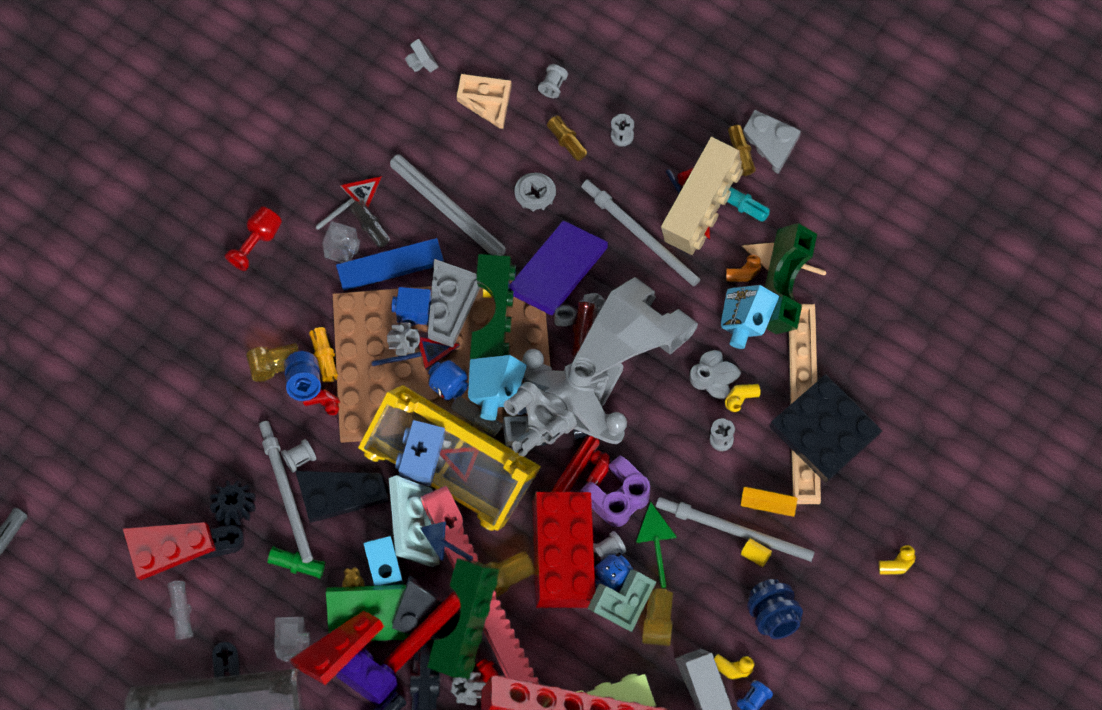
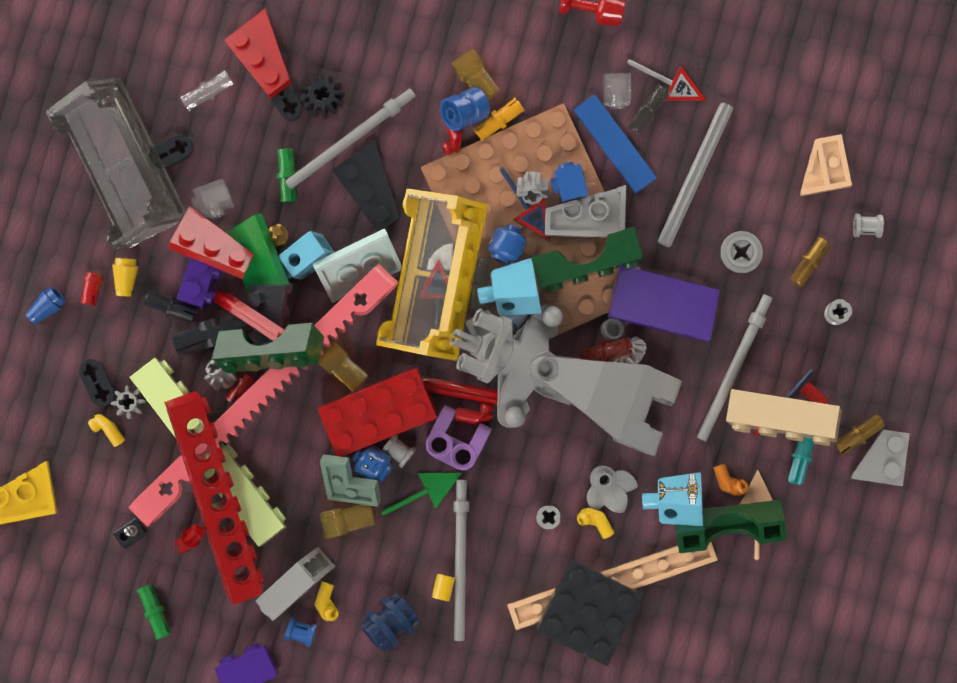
camera: 70 degrees right, 20 degrees up
(298, 455) = (389, 136): light grey bush -> none
(420, 468) = (438, 252): medium blue brick -> none
(421, 57) = (847, 89): light grey tile -> none
(436, 536) = (343, 293): dark blue piece -> none
(769, 501) = (496, 581): light orange tile -> none

